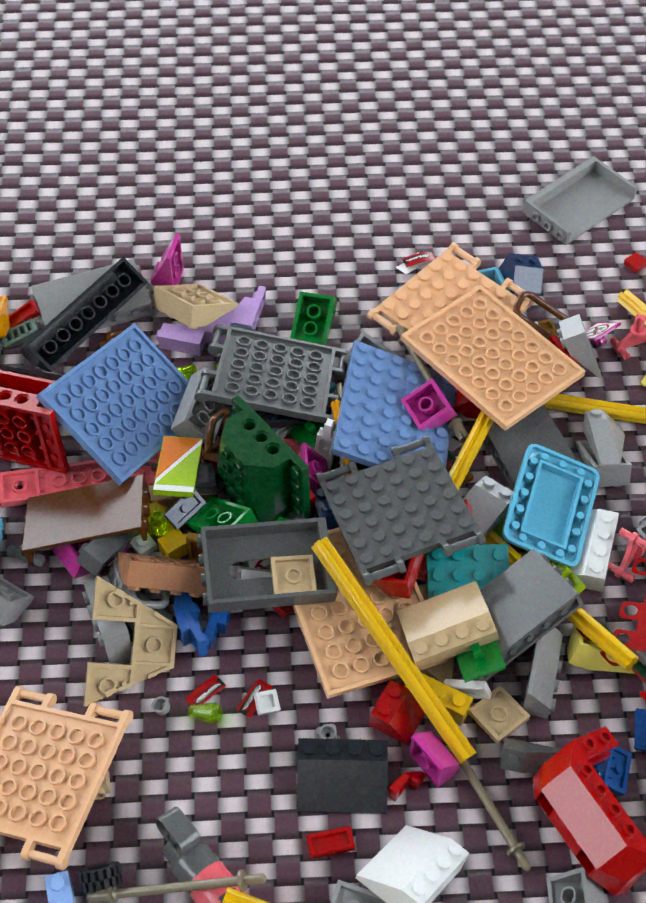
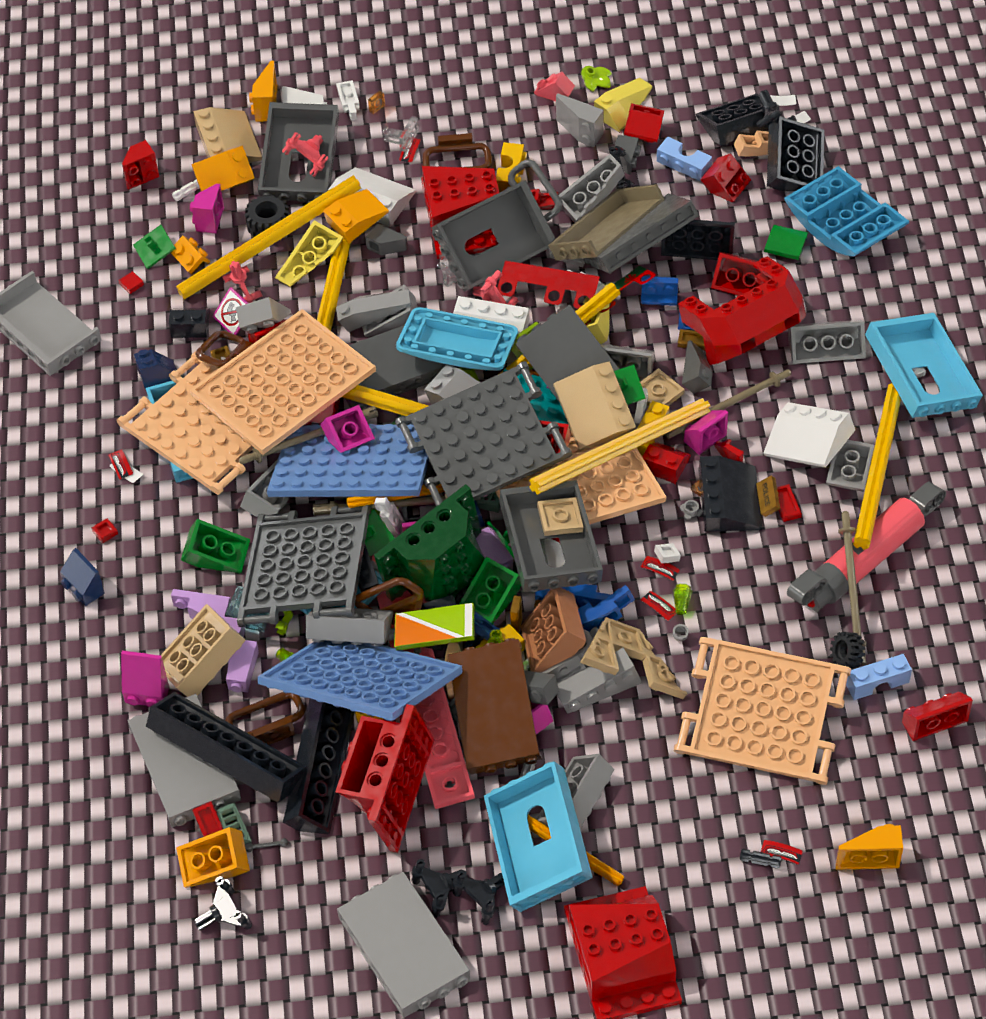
camera: 90 degrees left, 0 degrees up
(287, 231) = (81, 578): none -> slope
(337, 820) = (768, 496): none -> pearl gold tile
(344, 249) = (104, 530): none -> red tile
(588, 301) = (189, 322): none -> black slope

